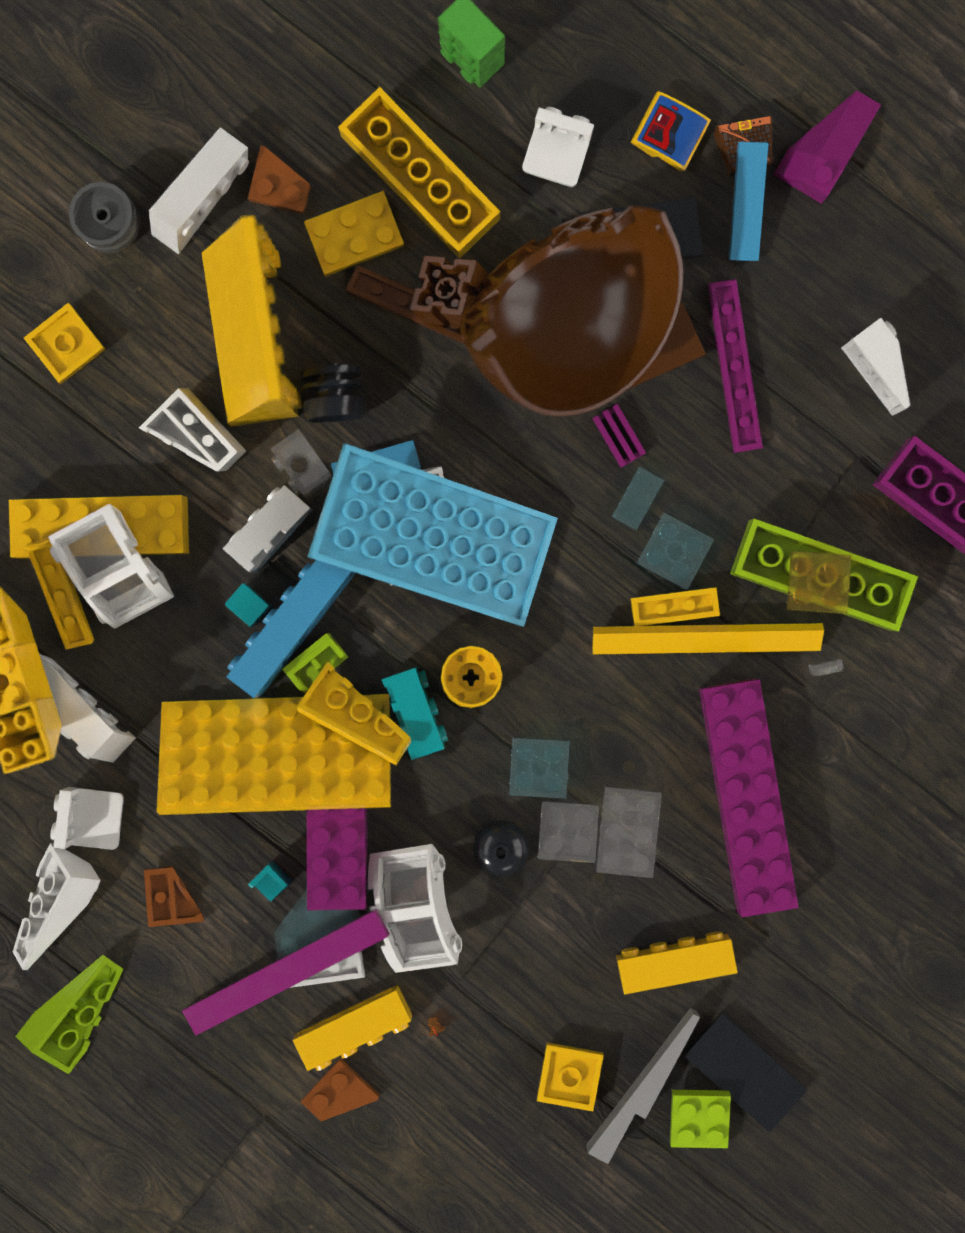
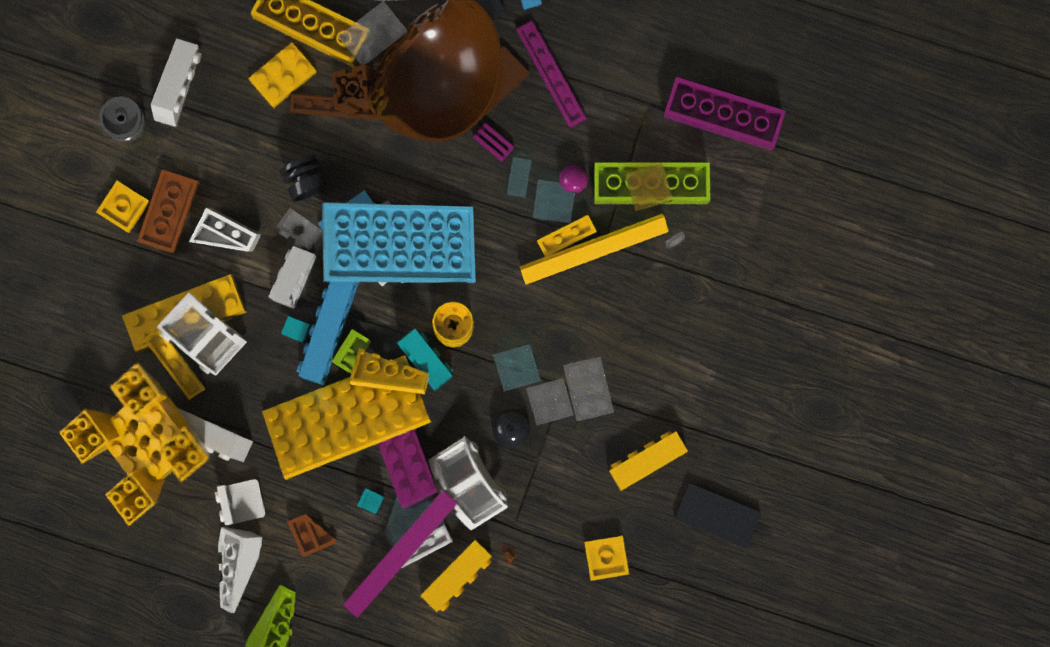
camera: 15 degrees left, 5 degrees down
(125, 372) = (168, 211): none -> dark orange plate
(245, 327) = (236, 154): yellow slope -> none
(278, 184) = (224, 61): dark orange wing -> none
(338, 1092) = (462, 622): dark orange wing -> none
(502, 219) = (372, 33): none -> clear plate
(643, 1091) = (656, 552): light grey slope -> none
(700, 1118) = (699, 555): lime plate -> none
(714, 529) = (573, 179): none -> magenta hair
(748, 797) = (655, 338): magenta brick -> none
(879, 361) = (636, 37): white slope -> none

